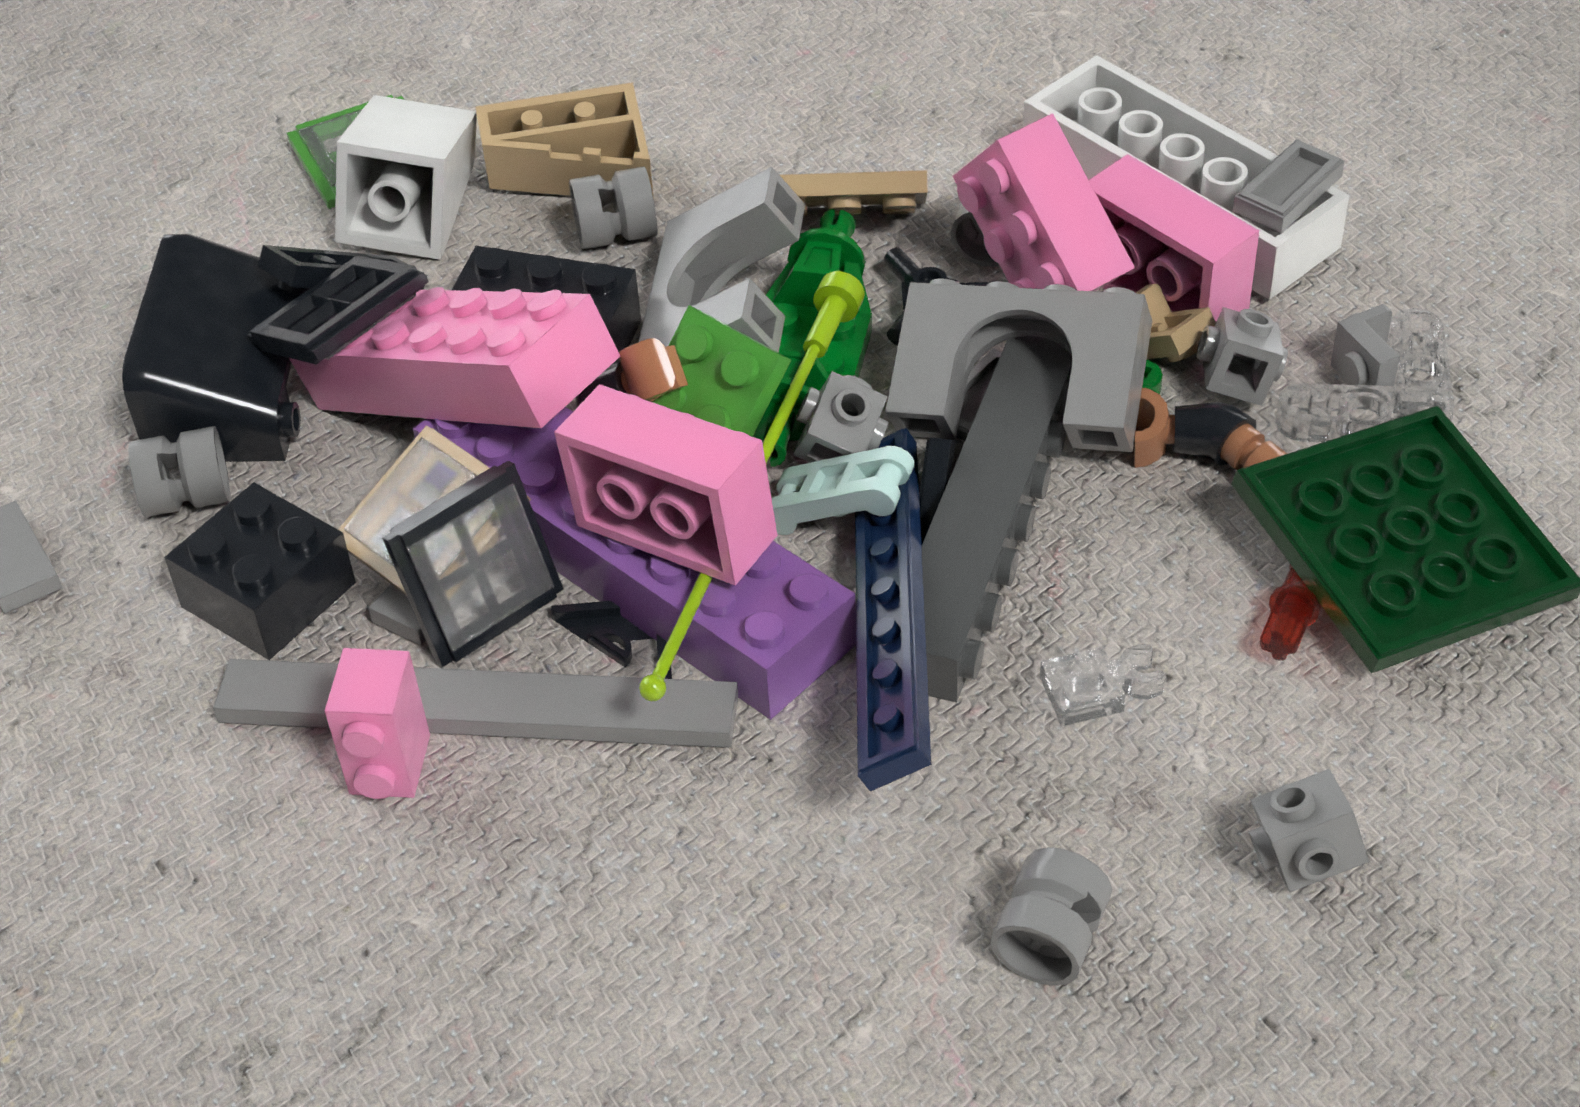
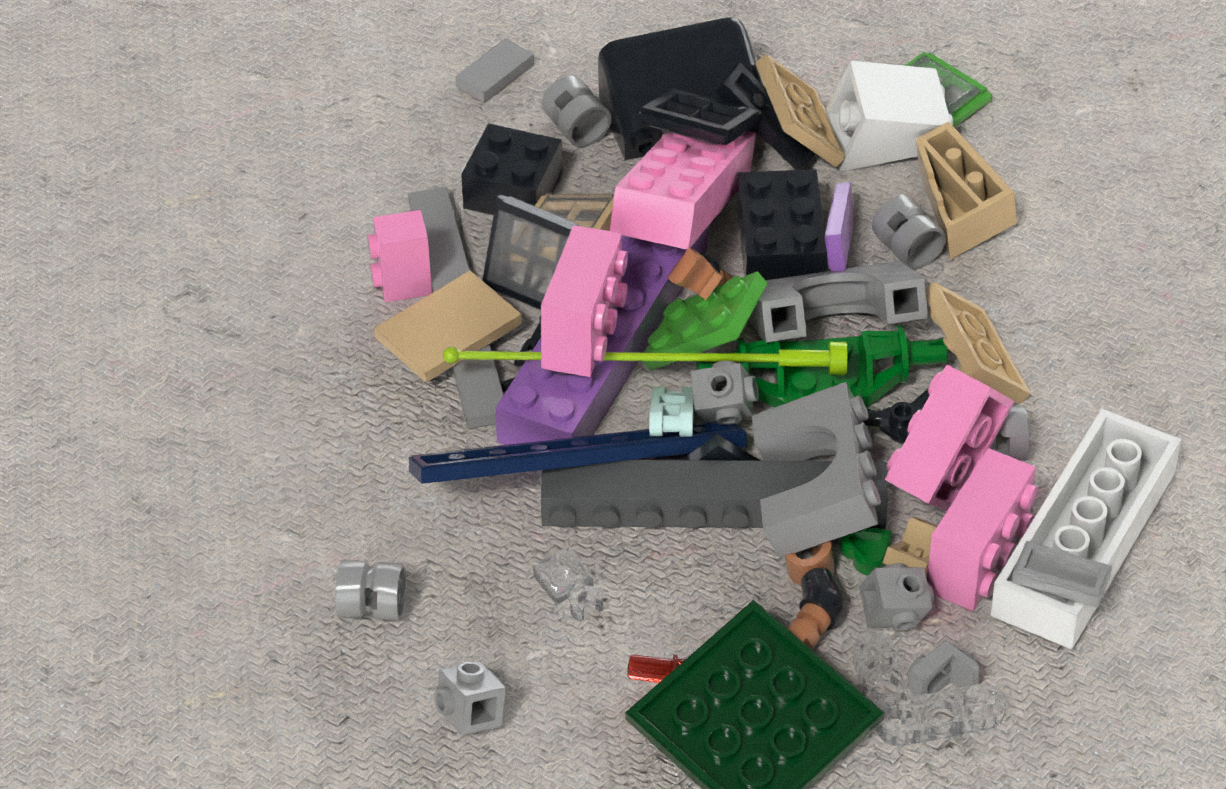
camera: 70 degrees right, 0 degrees up
(368, 238) = (800, 110): none -> tan tile
(539, 711) = (457, 315): none -> tan tile
(596, 245) = (840, 227): none -> medium lavender tile

